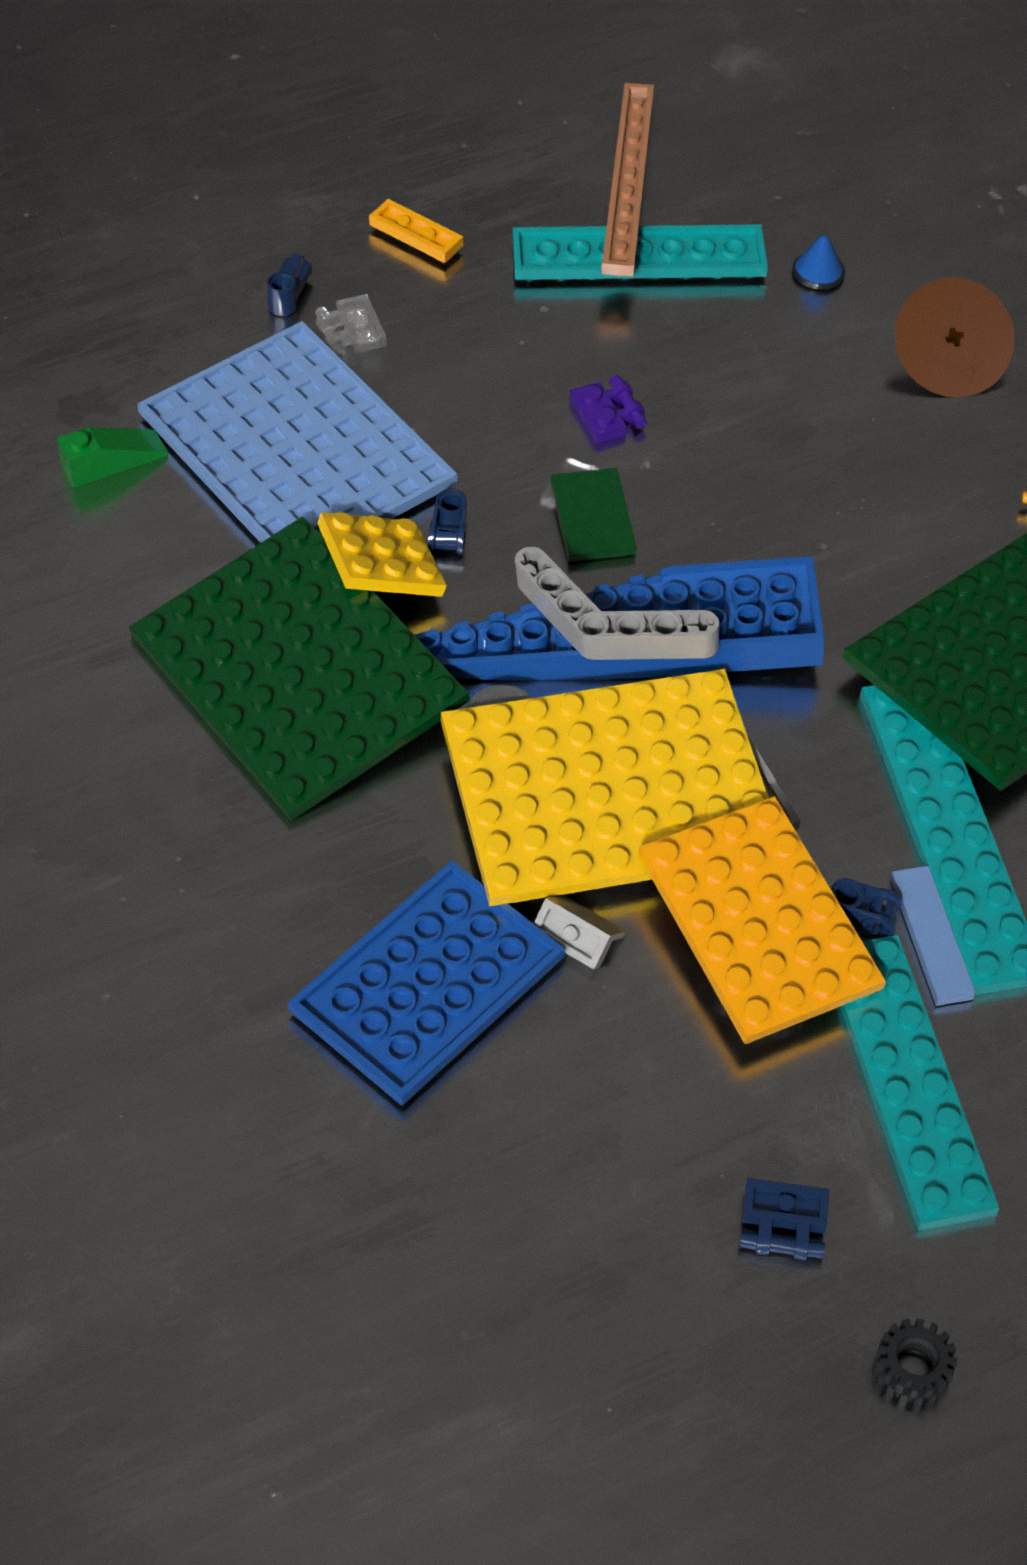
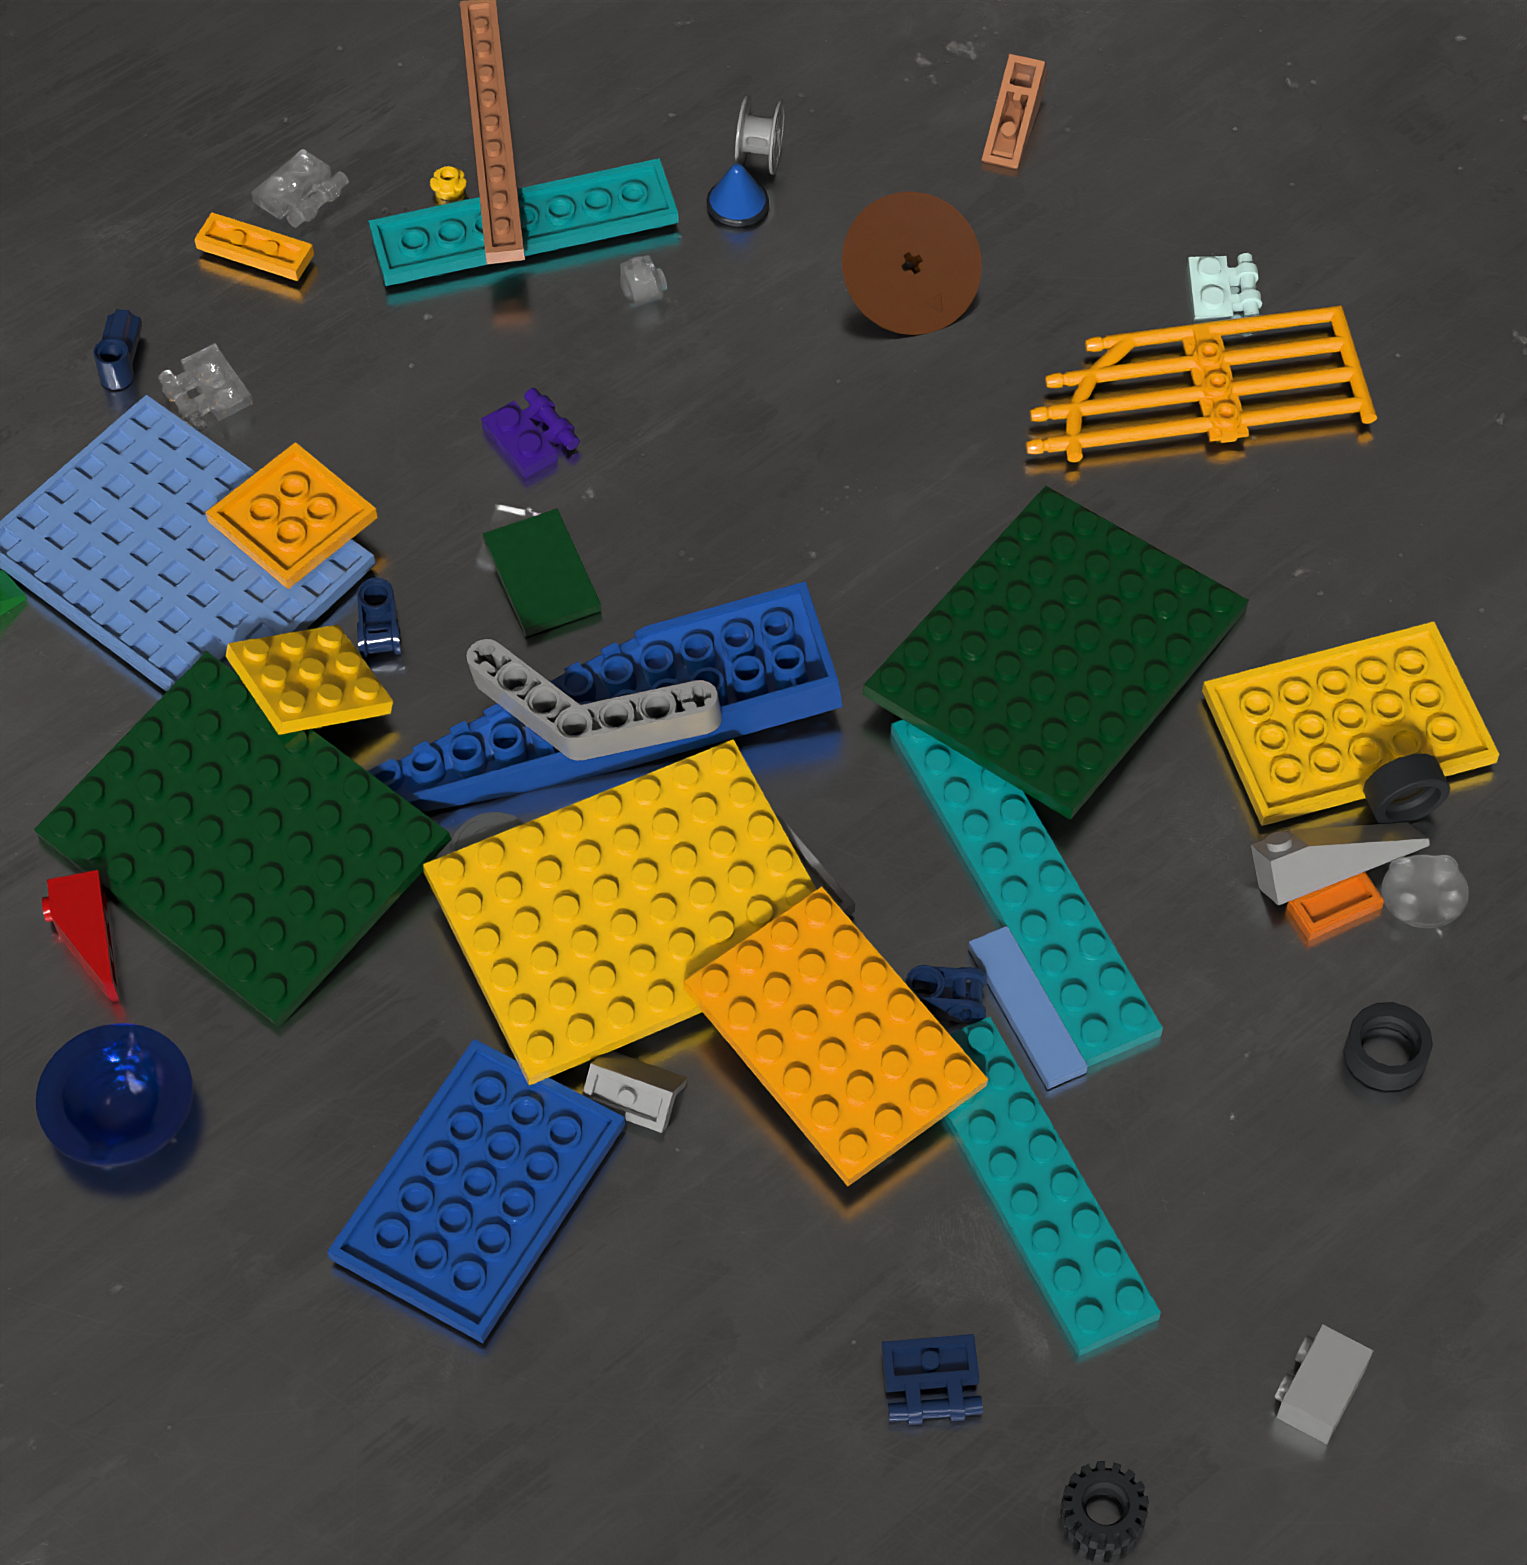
camera: 10 degrees left, 5 degrees up
(141, 841) = (114, 1095): none -> clear blue piece
(150, 703) = (83, 923): none -> red slope
(397, 429) = (291, 515): none -> light orange plate
(462, 196) = (293, 183): none -> clear plate
(584, 213) = (448, 183): none -> yellow plate
(726, 312) = (641, 281): none -> clear plate
(848, 219) = (760, 134): none -> light grey piece

